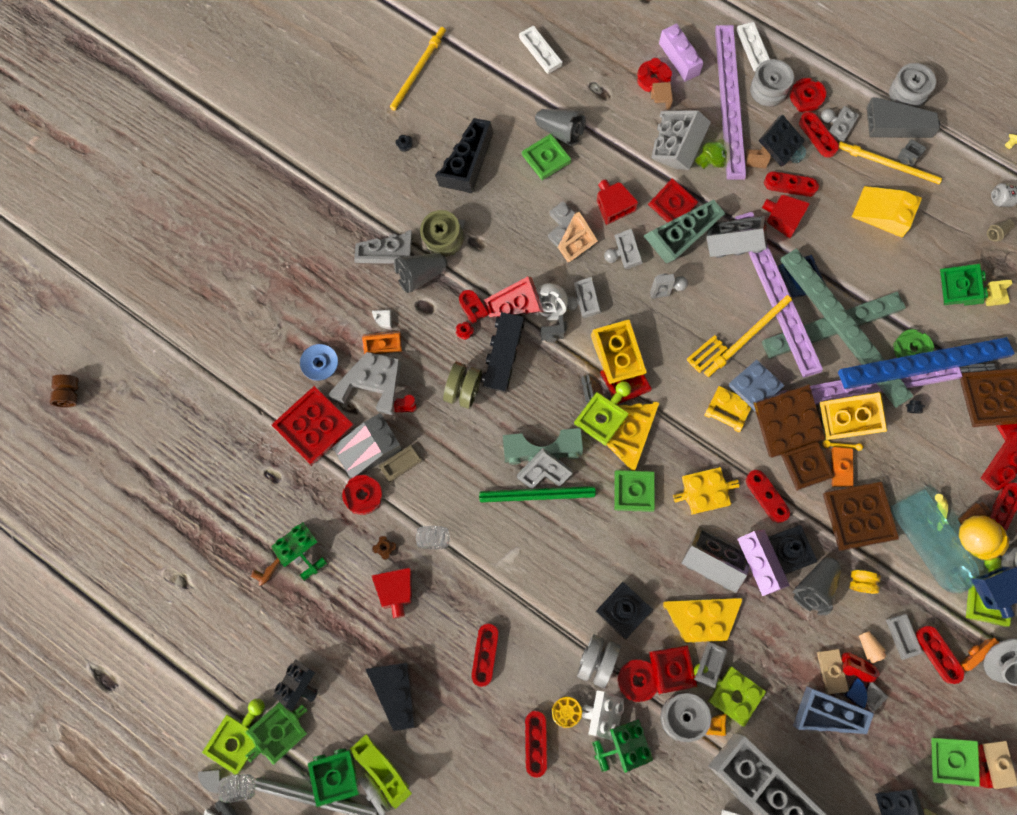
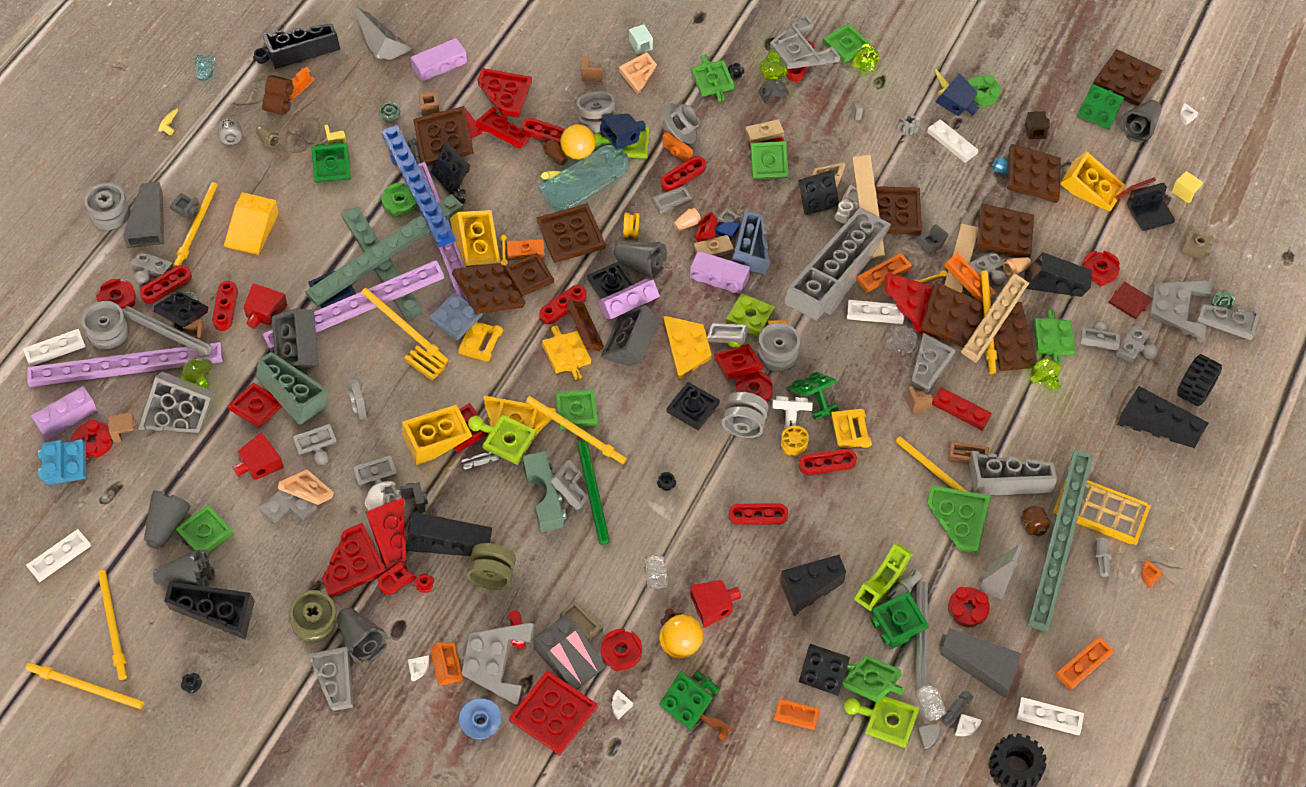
camera: 100 degrees left, 15 degrees down
(261, 650) = (796, 714): none -> orange plate
(310, 486) = (620, 704): none -> white tile
(356, 549) = (681, 636): none -> yellow tile
(436, 91) = (118, 658): none -> yellow bar
(493, 270) = (352, 562): none -> red plate
(503, 142) = (188, 569): none -> dark grey cone
(537, 573) = (666, 476): none -> black plate
(574, 772) = (845, 431): none -> yellow plate
(582, 514) = (607, 450): none -> yellow bar
(630, 50) = (62, 461): none -> dark azure plate
(736, 513) = (585, 325): none -> reddish brown plate
(753, 142) = (167, 330): none -> light grey axle
(794, 671) = (719, 272): none -> lavender brick
(949, 400) = (450, 168): none -> black plate

